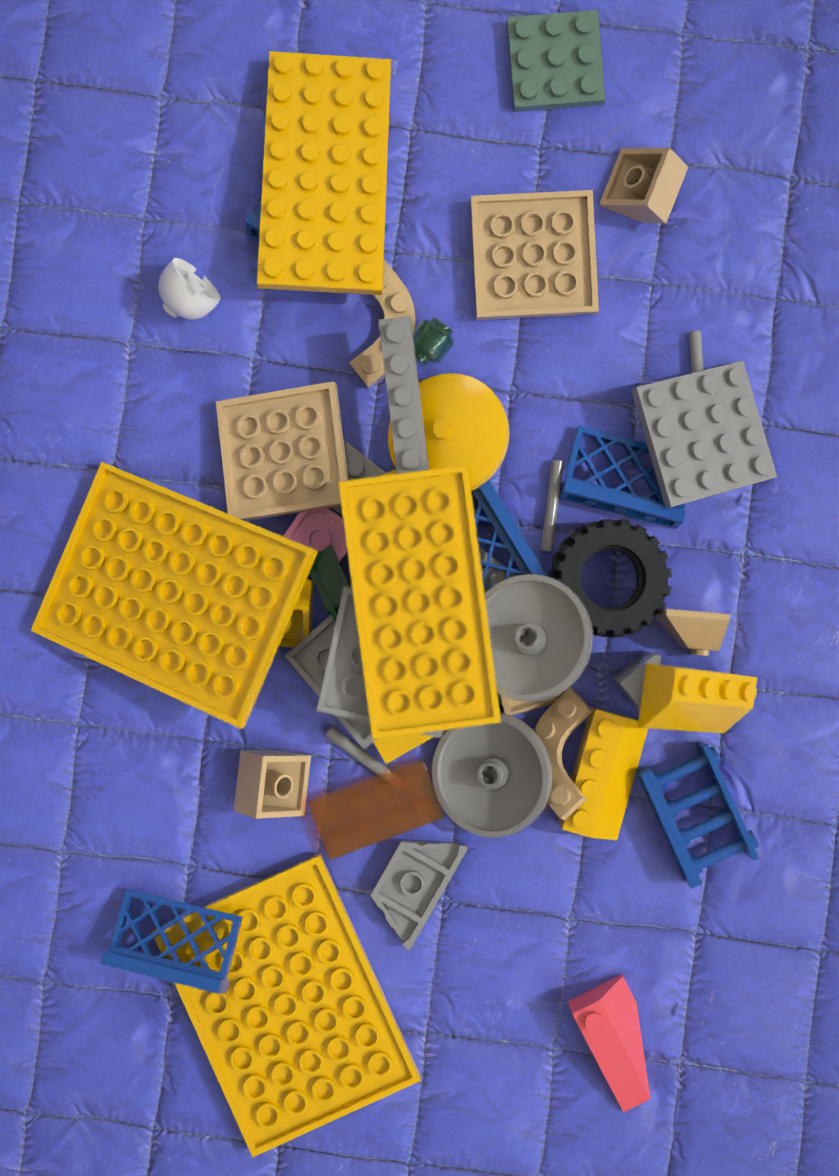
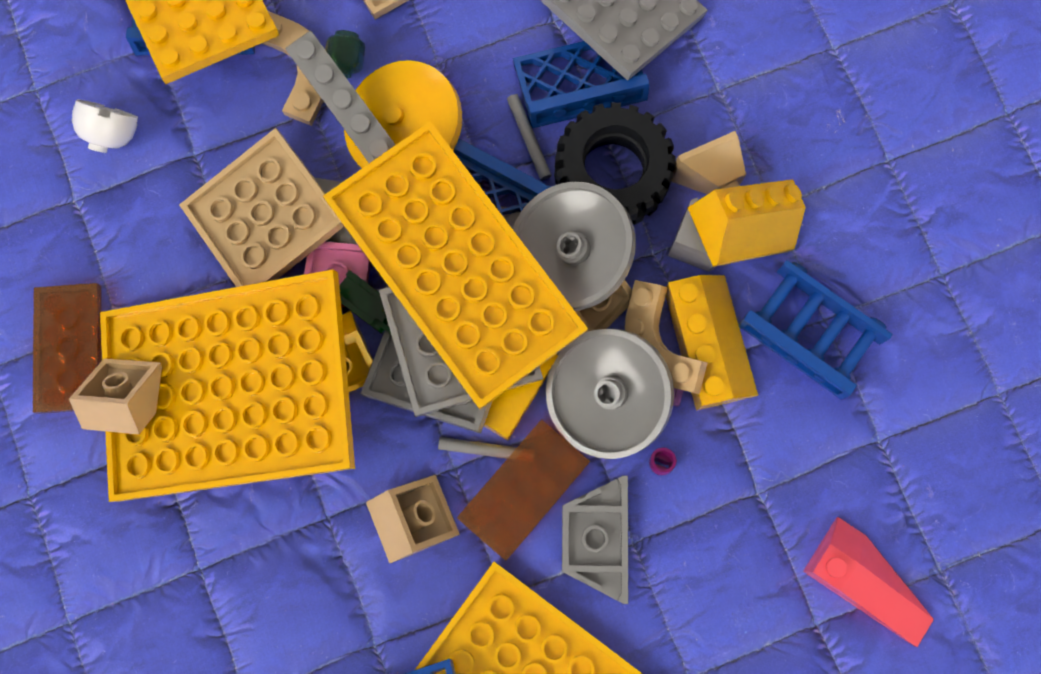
camera: 30 degrees left, 10 degrees down
(58, 477) = (64, 343): none -> clear orange plate
(81, 549) = (118, 396): none -> tan slope
(509, 847) = (663, 456): none -> magenta hinge

